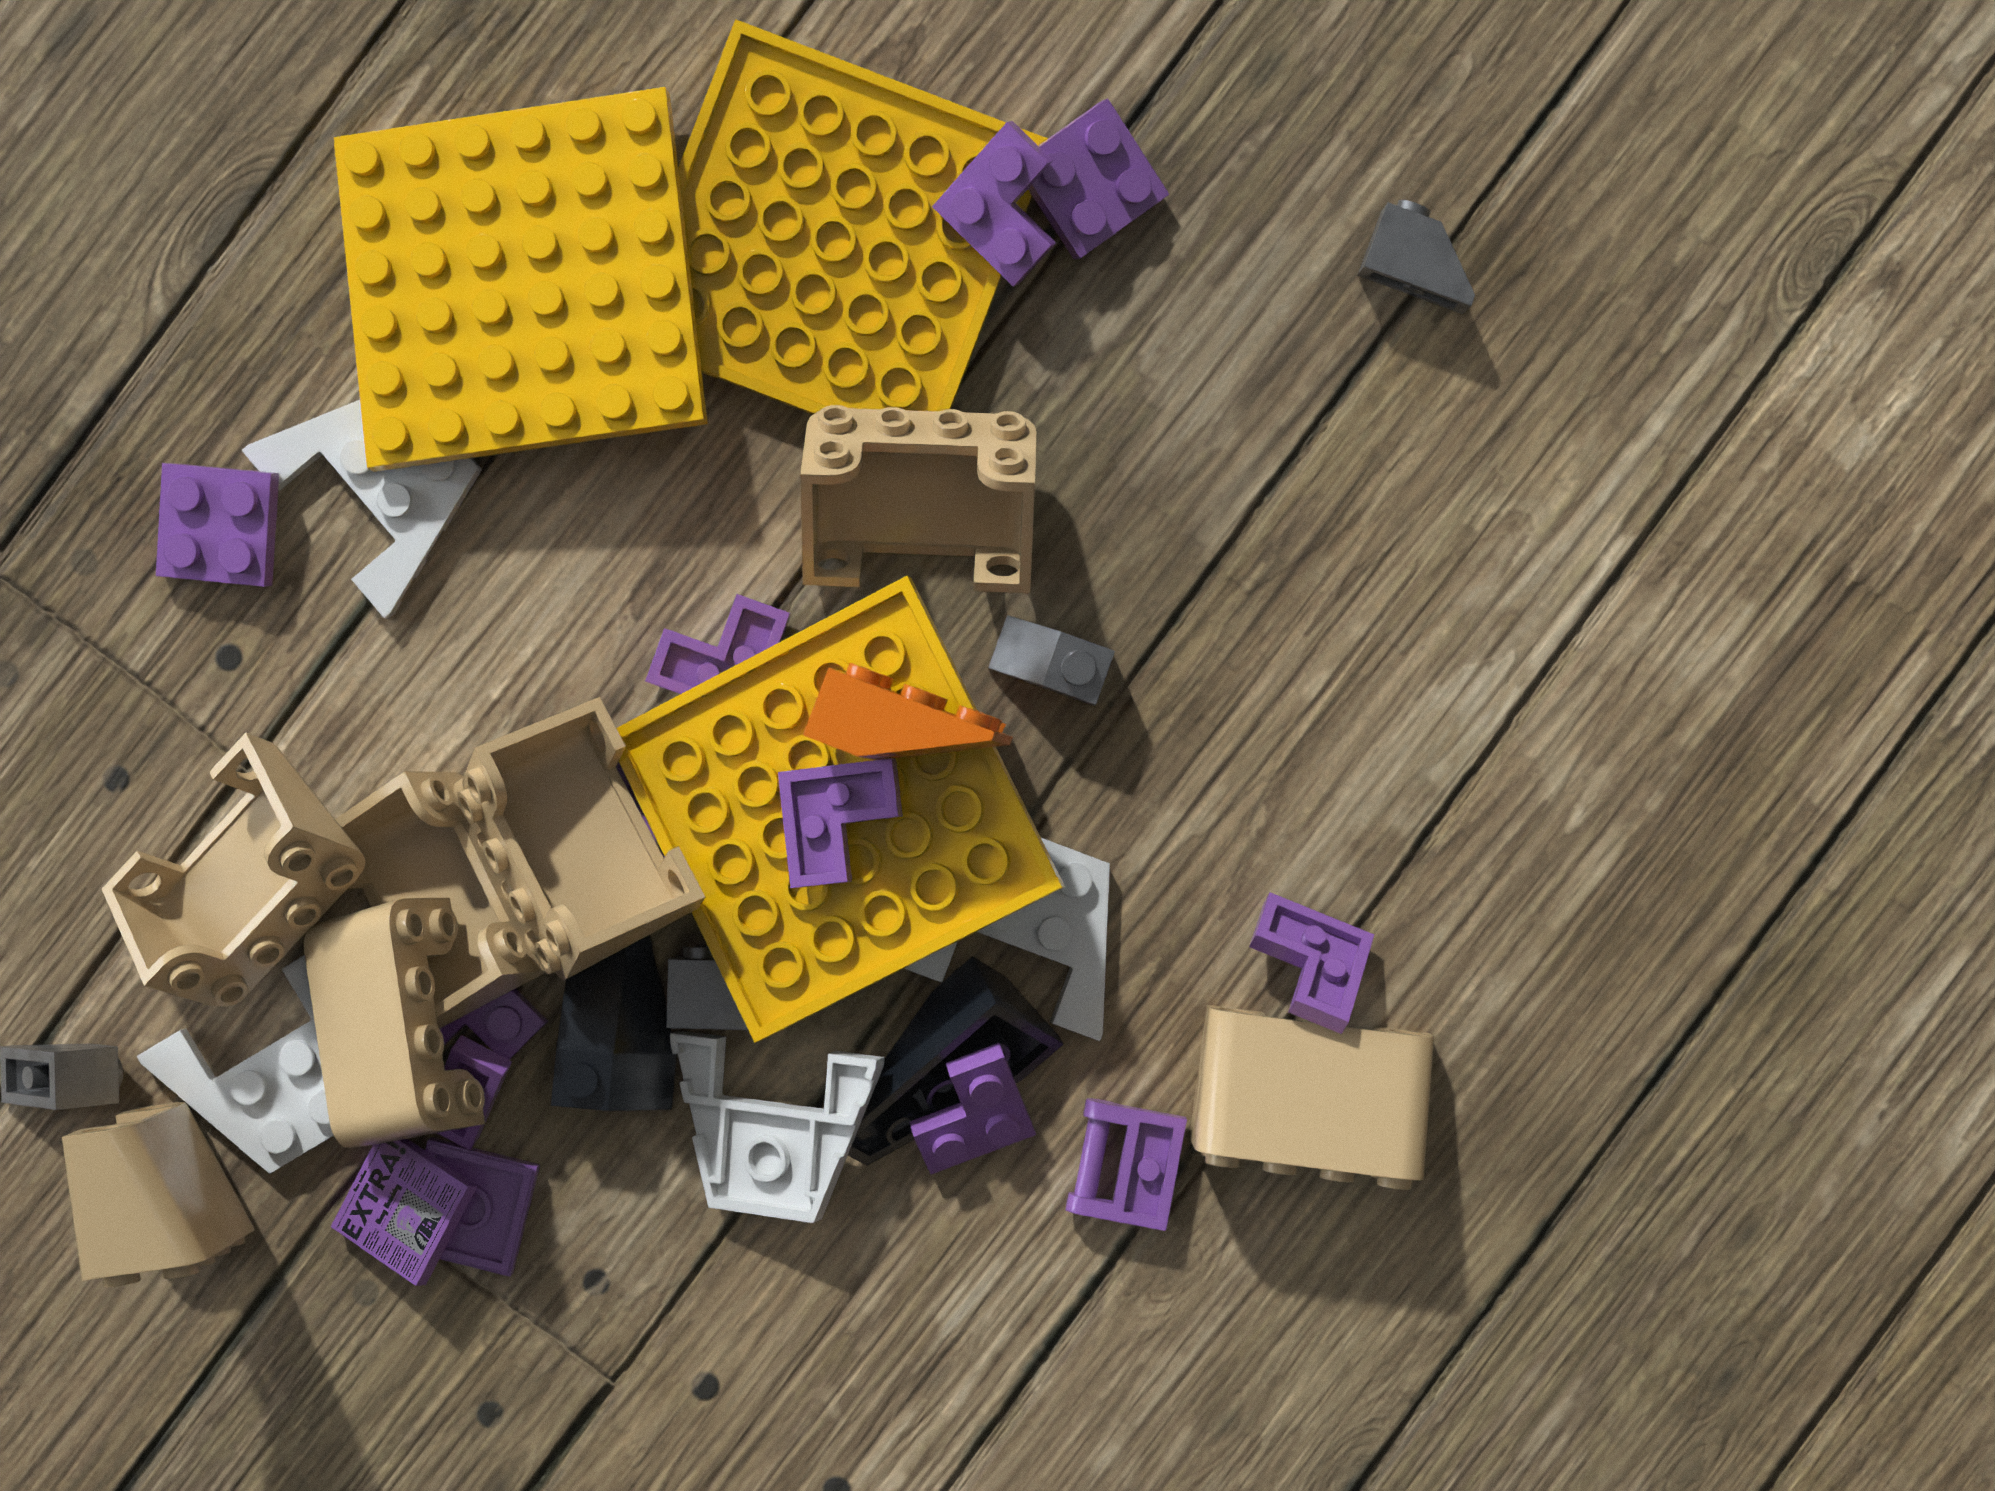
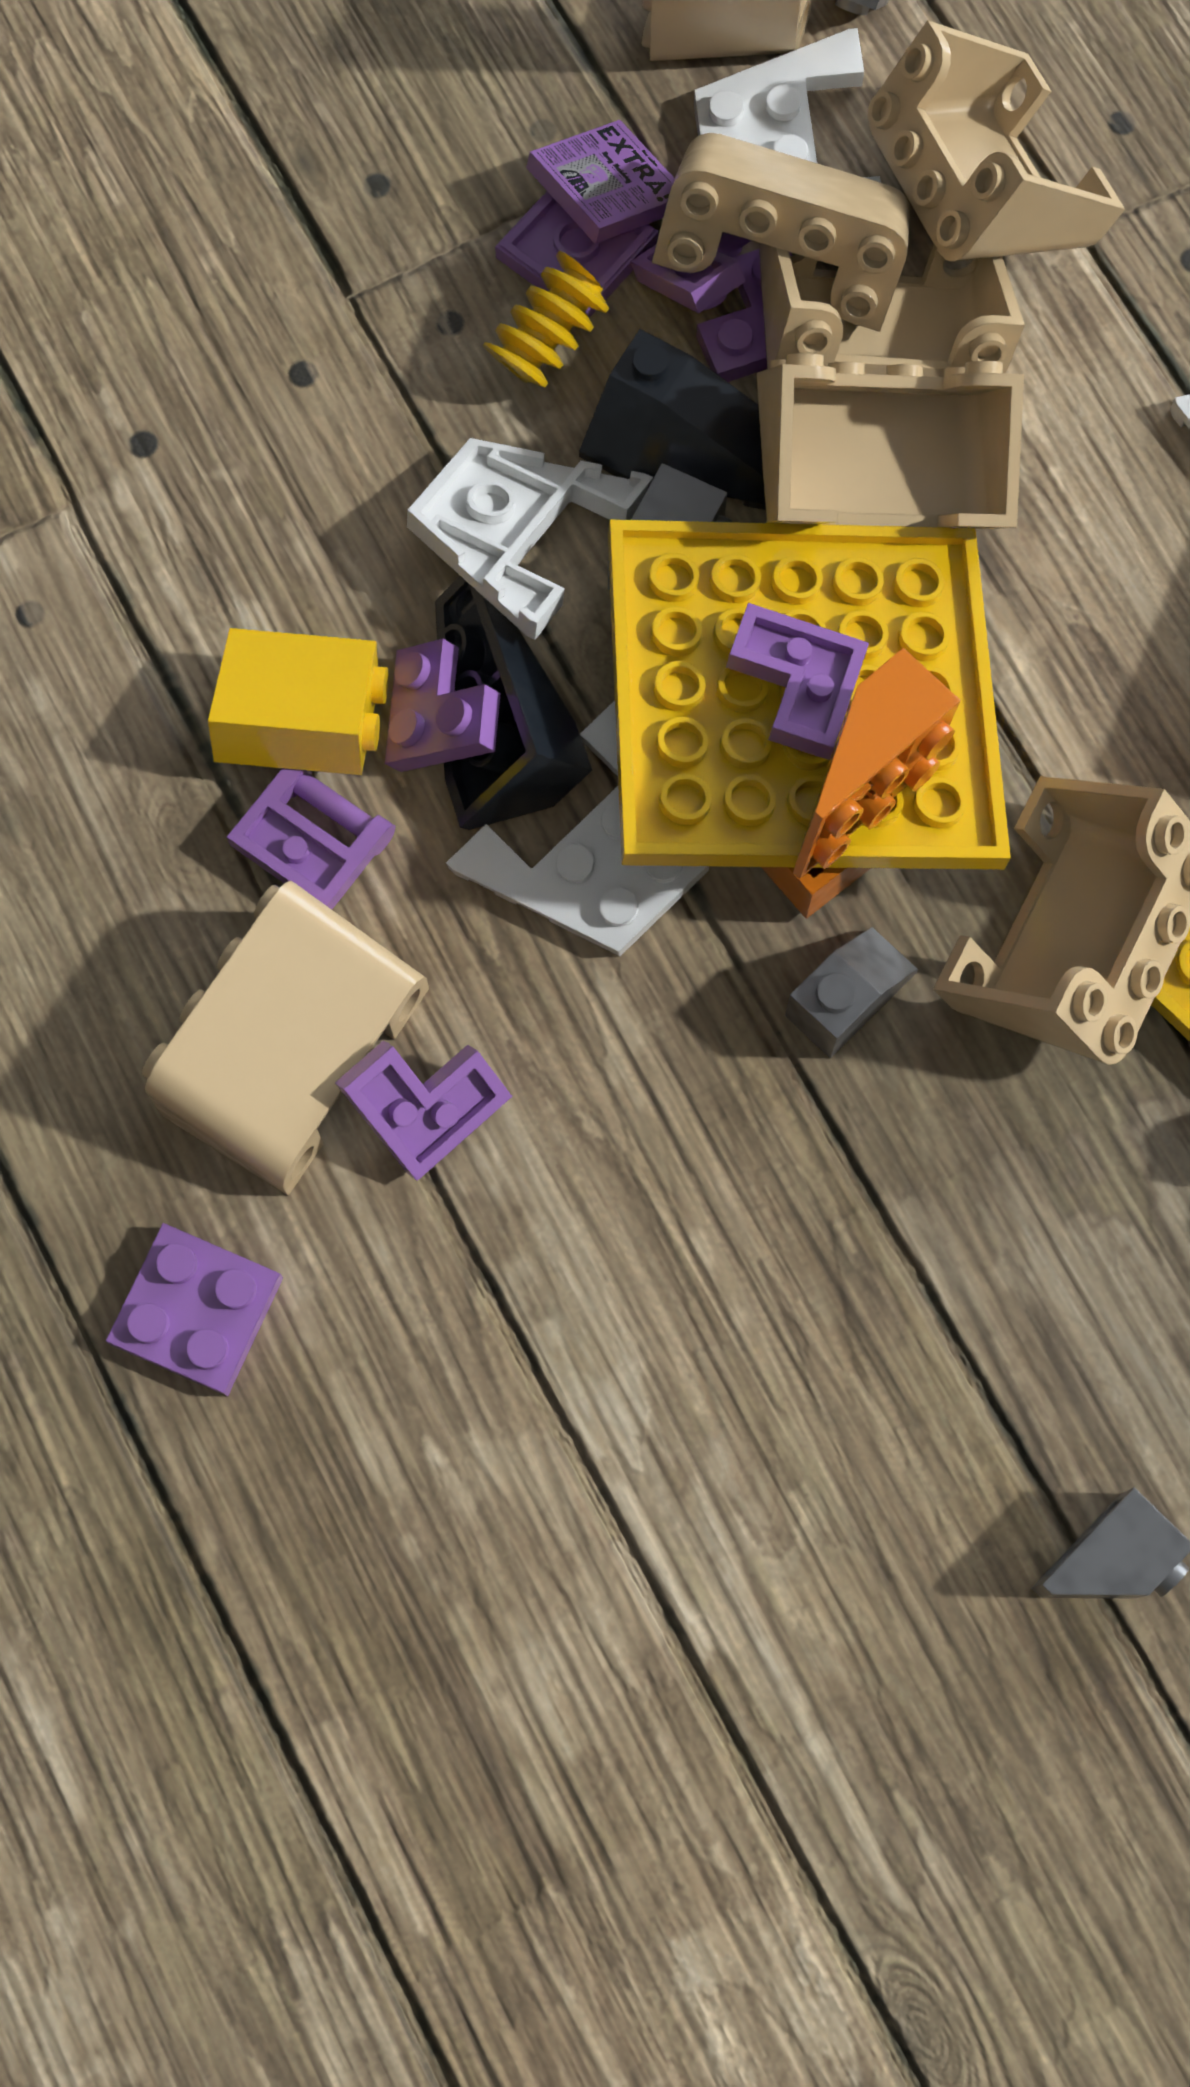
camera: 115 degrees right, 15 degrees down
(574, 1188) = (549, 321): none -> yellow piece
(687, 662) = (1013, 645): medium lavender plate -> none
(1024, 1231) = (297, 701): none -> yellow brick
(1555, 1059) = (195, 1309): none -> medium lavender plate

